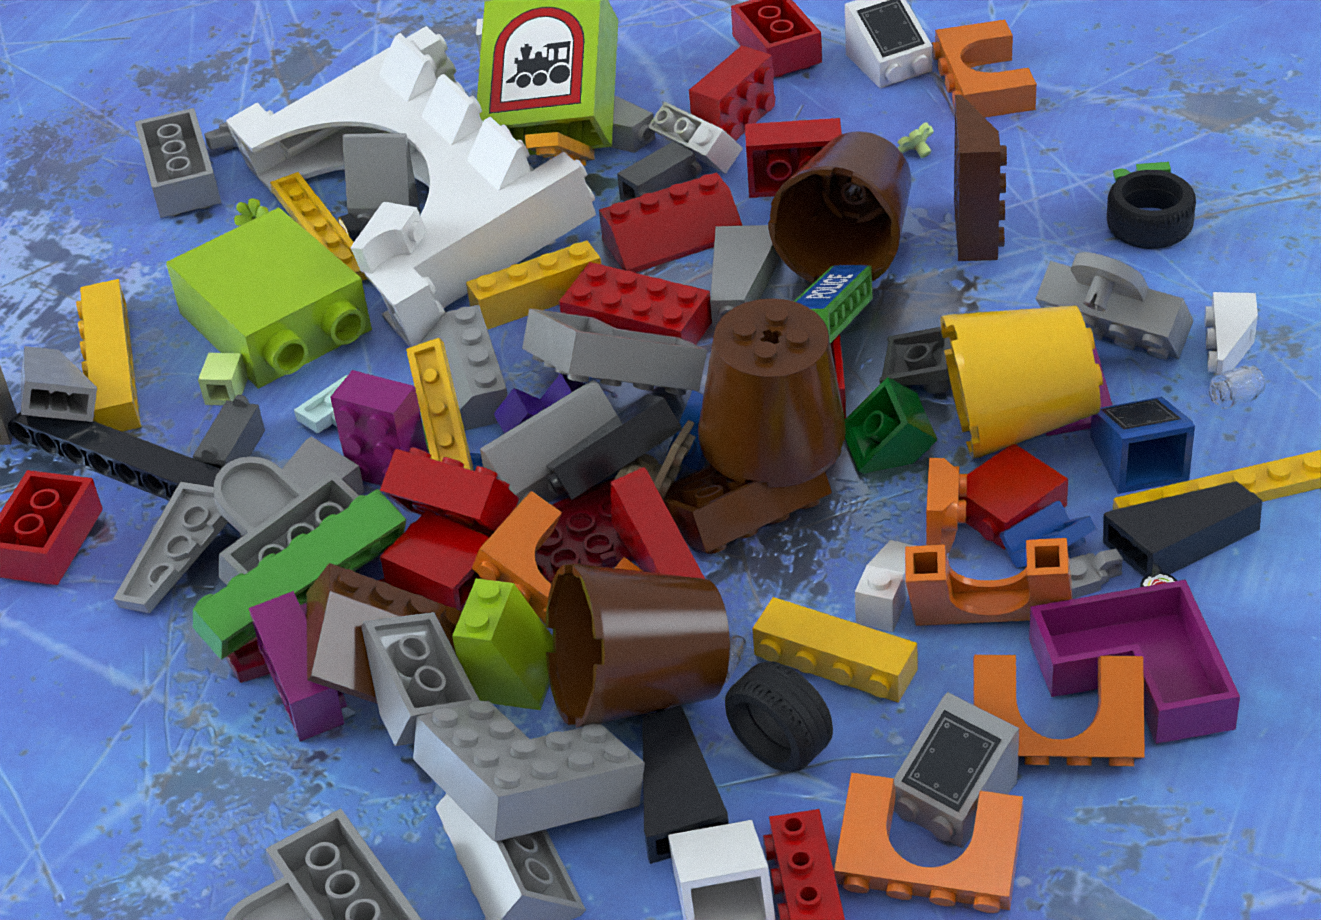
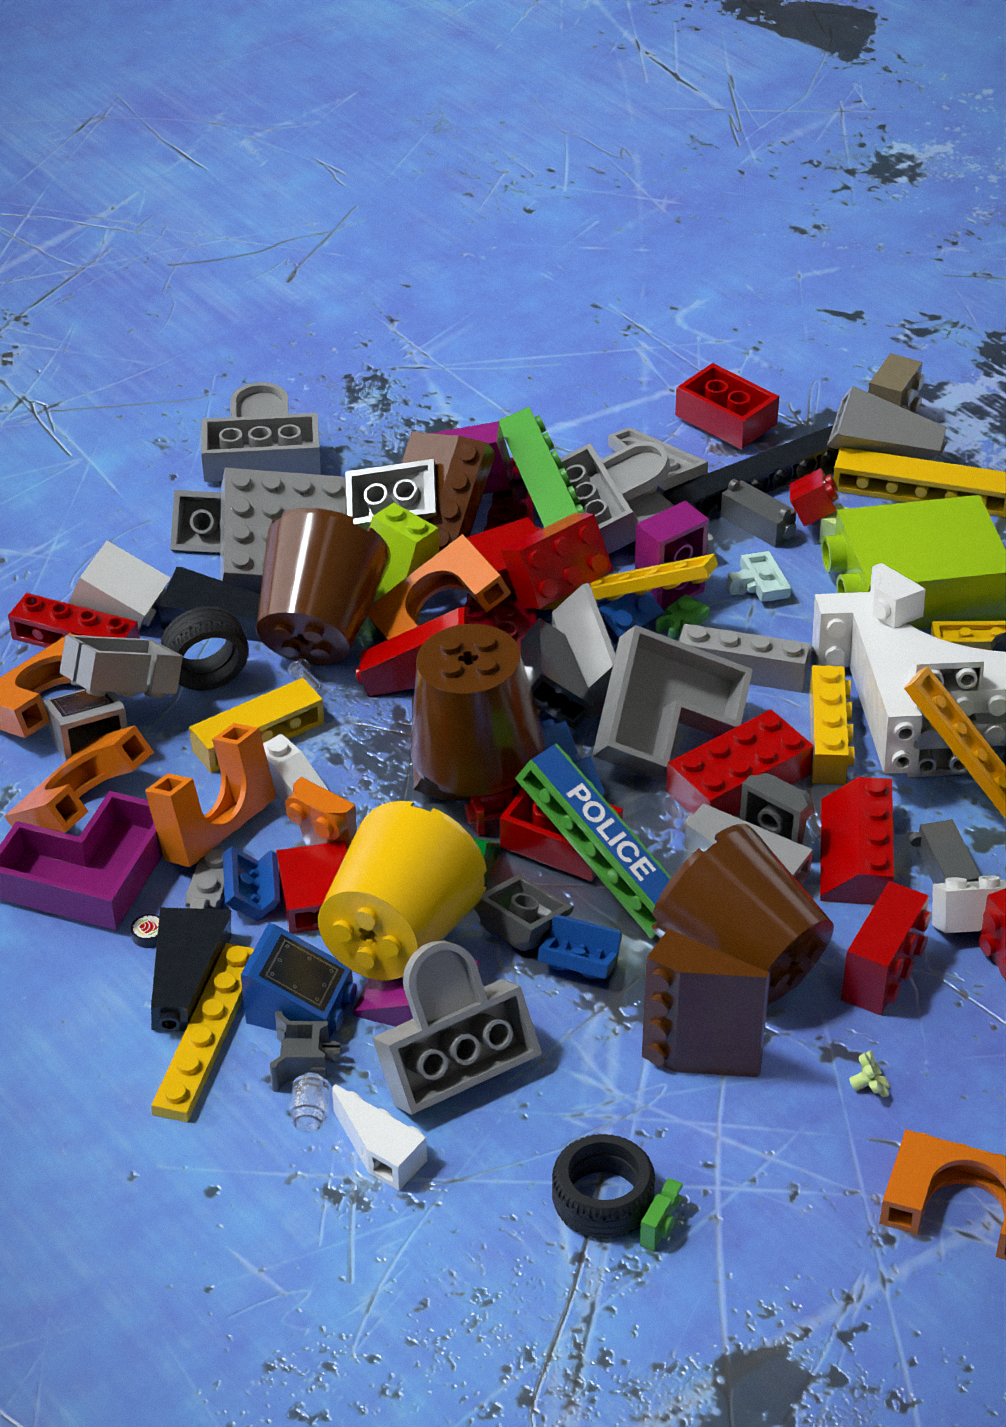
camera: 115 degrees right, 0 degrees up
(196, 395) = (813, 496): none -> red brick
(689, 249) = (776, 806): none -> dark grey slope
(886, 733) = (120, 666): none -> light grey piece
(928, 307) = (581, 947): none -> blue bracket
(1205, 407) = (303, 1050): none -> dark grey piece

